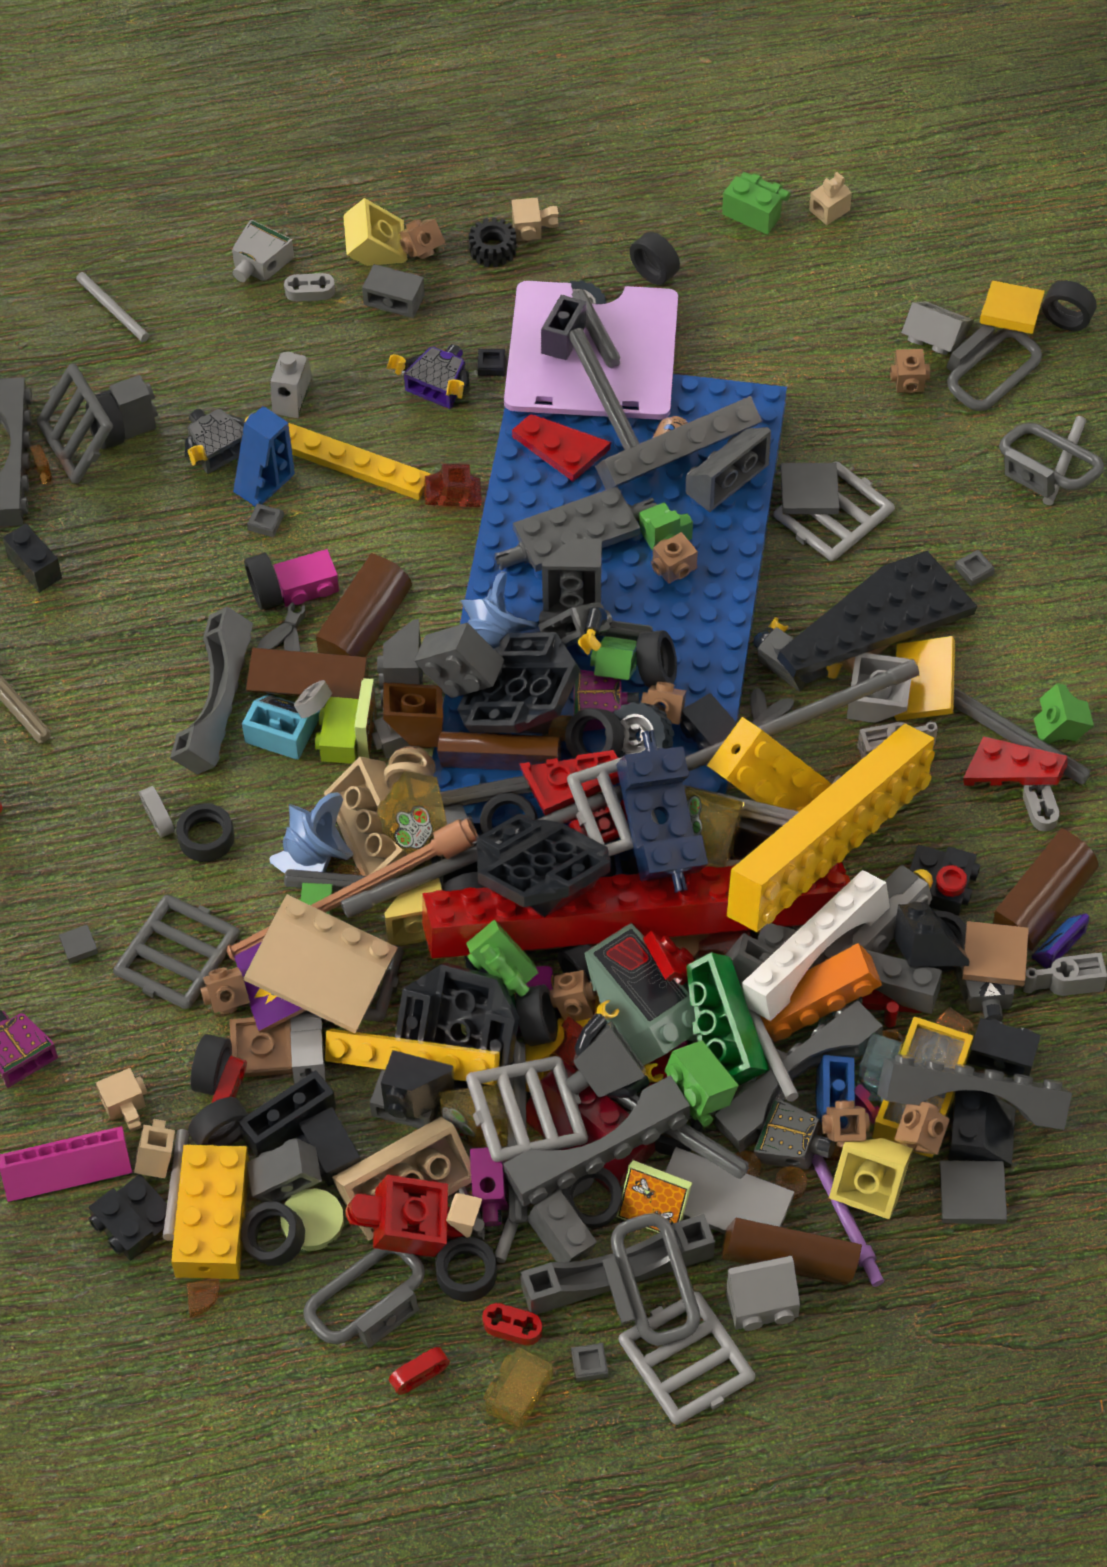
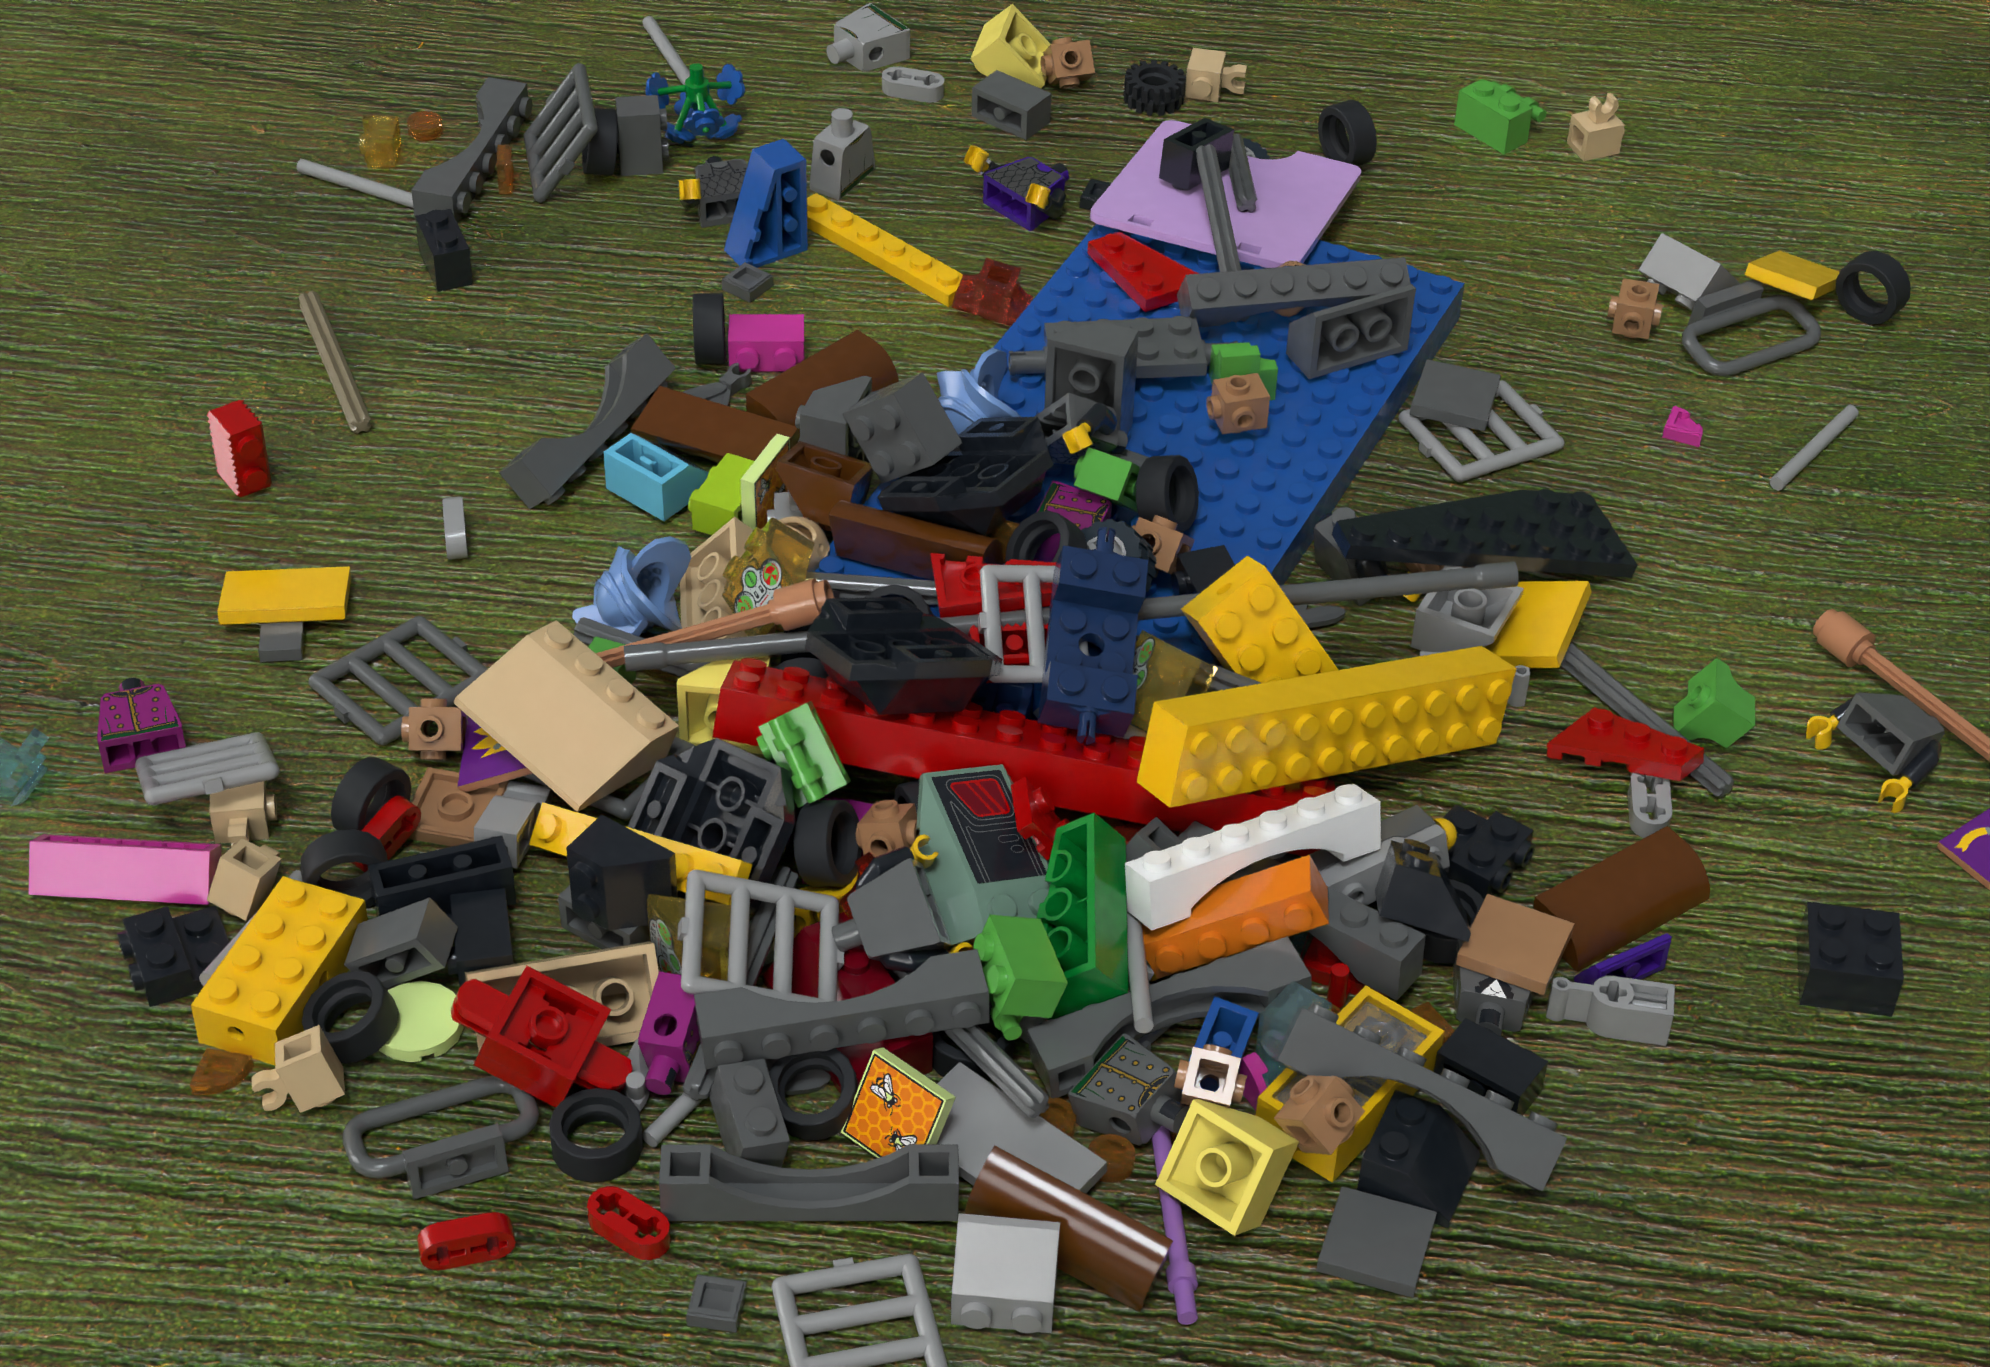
camera: 15 degrees right, 15 degrees down
(64, 905) = (284, 595): none -> yellow tile
(106, 1091) = (206, 768): none -> light grey bar
(158, 357) = (696, 106): none -> blue plant
(210, 851) = (504, 544): black tyre -> none
(264, 1283) = (305, 1070): none -> tan brick
(313, 699) = (704, 446): light grey beam -> none
(464, 1213) = (618, 1053): tan slope -> none
(518, 1388) = (596, 1303): clear yellow brick -> none
(625, 1288) = (803, 1211): dark grey bar -> none
(951, 880) = (1483, 845): red tile -> none
(970, 468) = (1682, 428): none -> dark pink tile
(974, 568) = (1650, 529): dark grey tile -> none
(1038, 476) = (1775, 449): dark grey bar -> none

